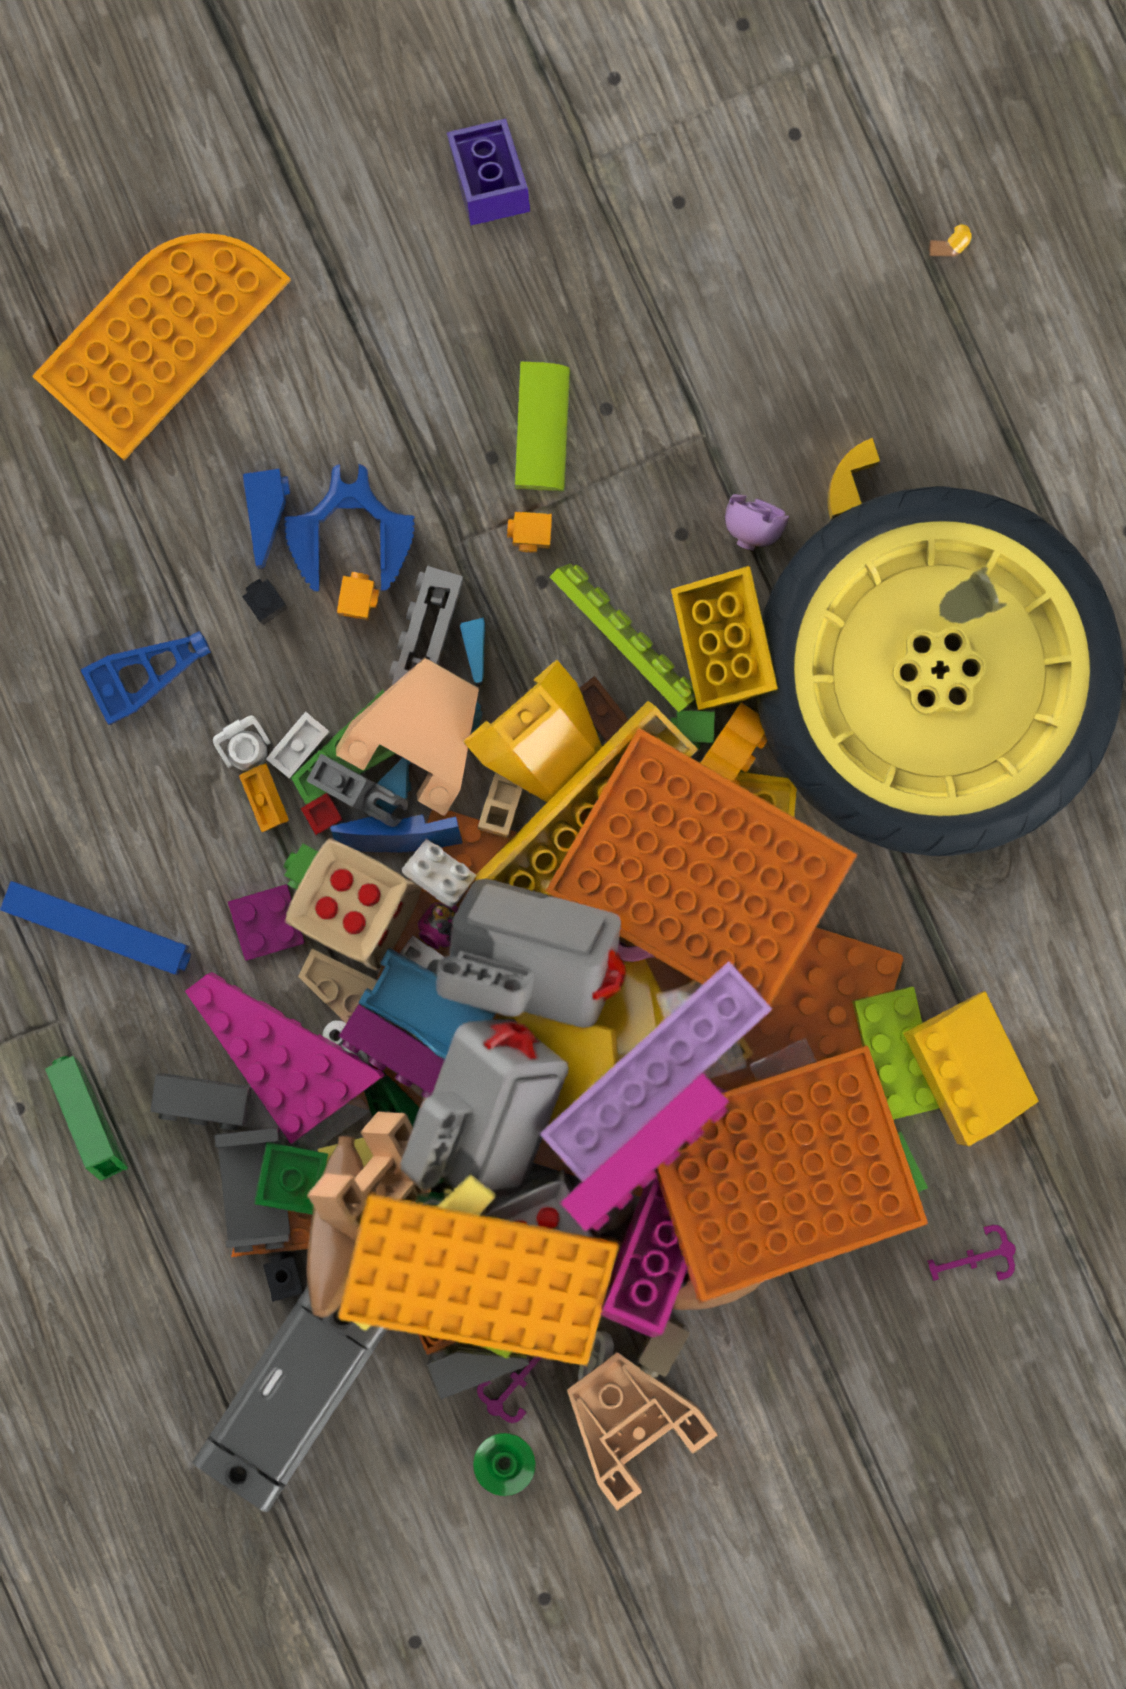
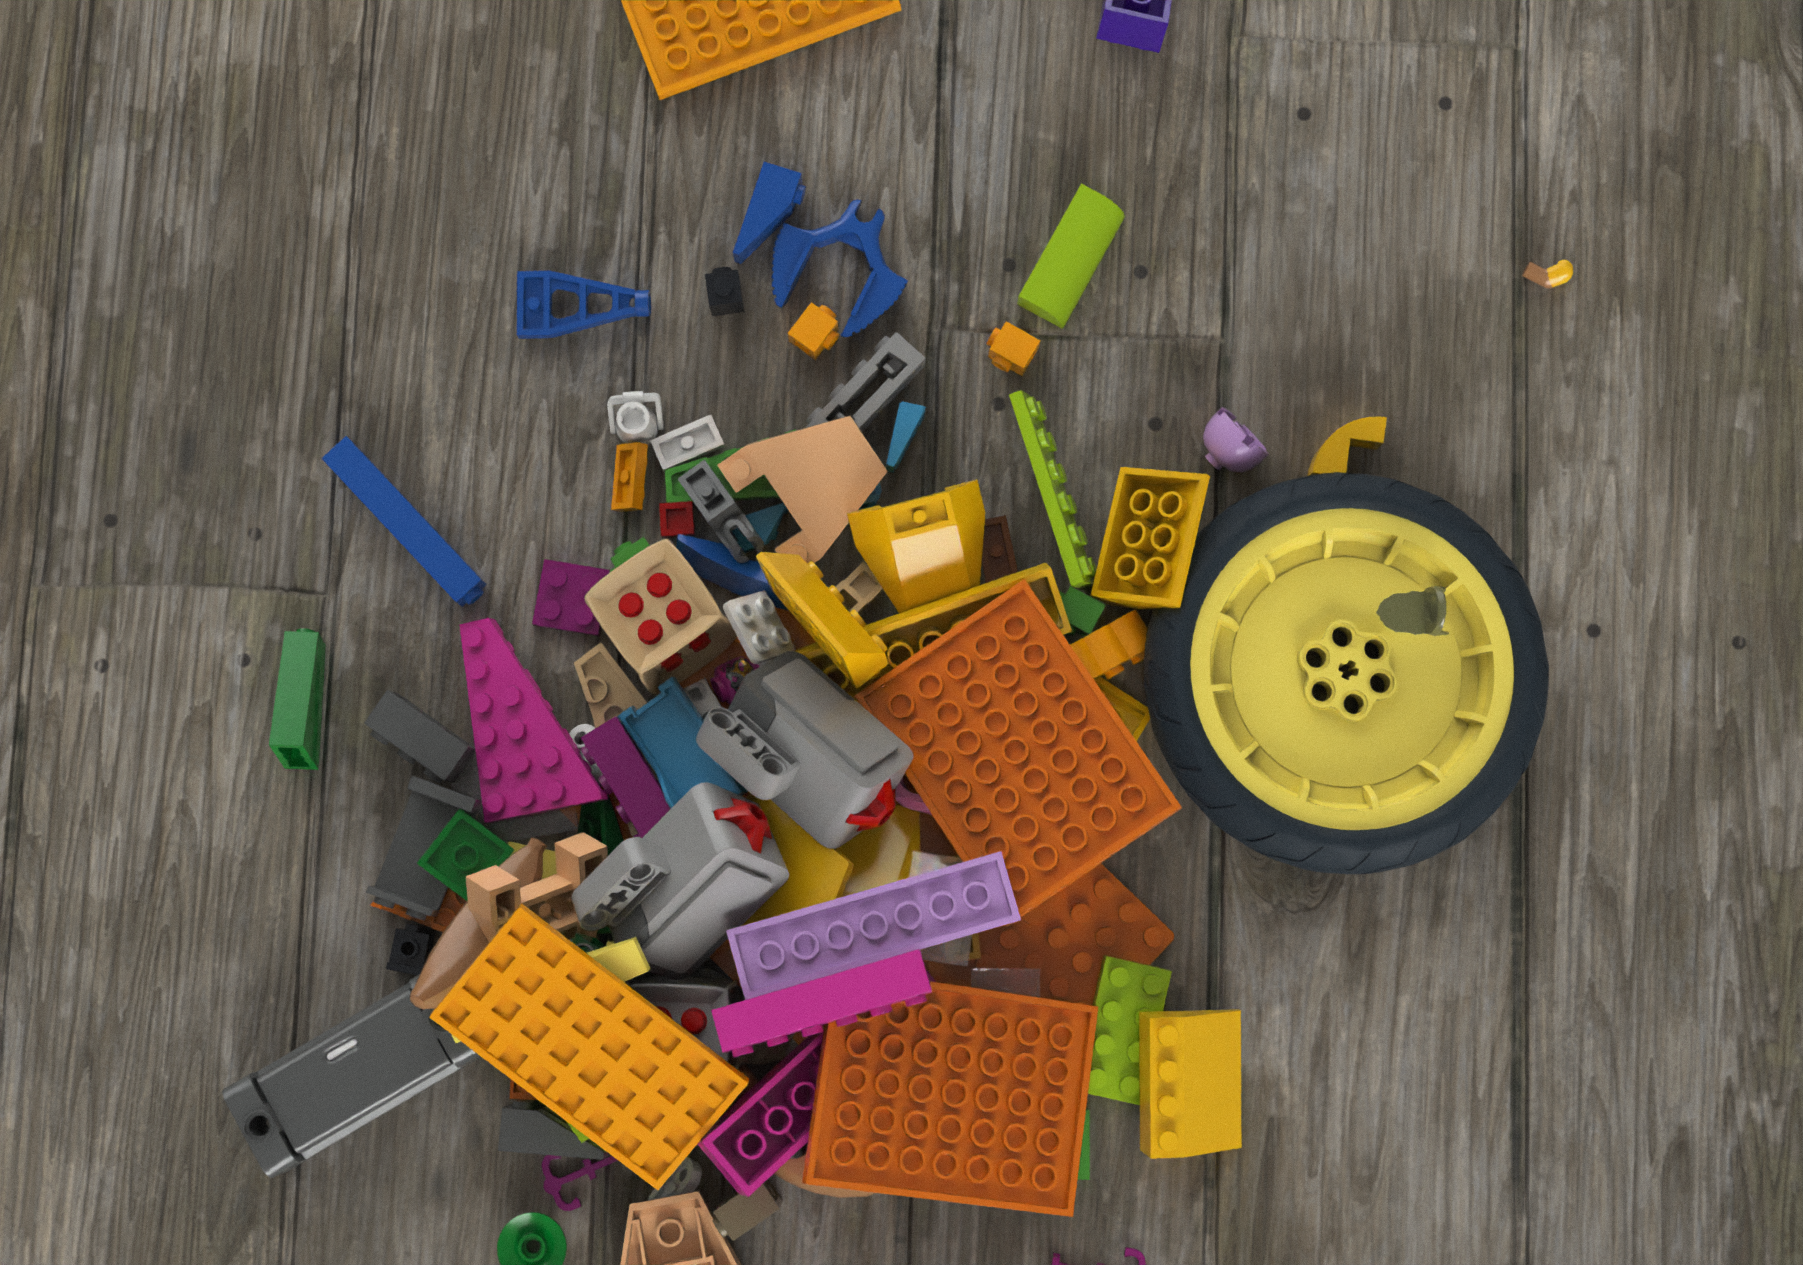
camera: 25 degrees right, 5 degrees down
(490, 839) = (824, 616): none -> yellow slope

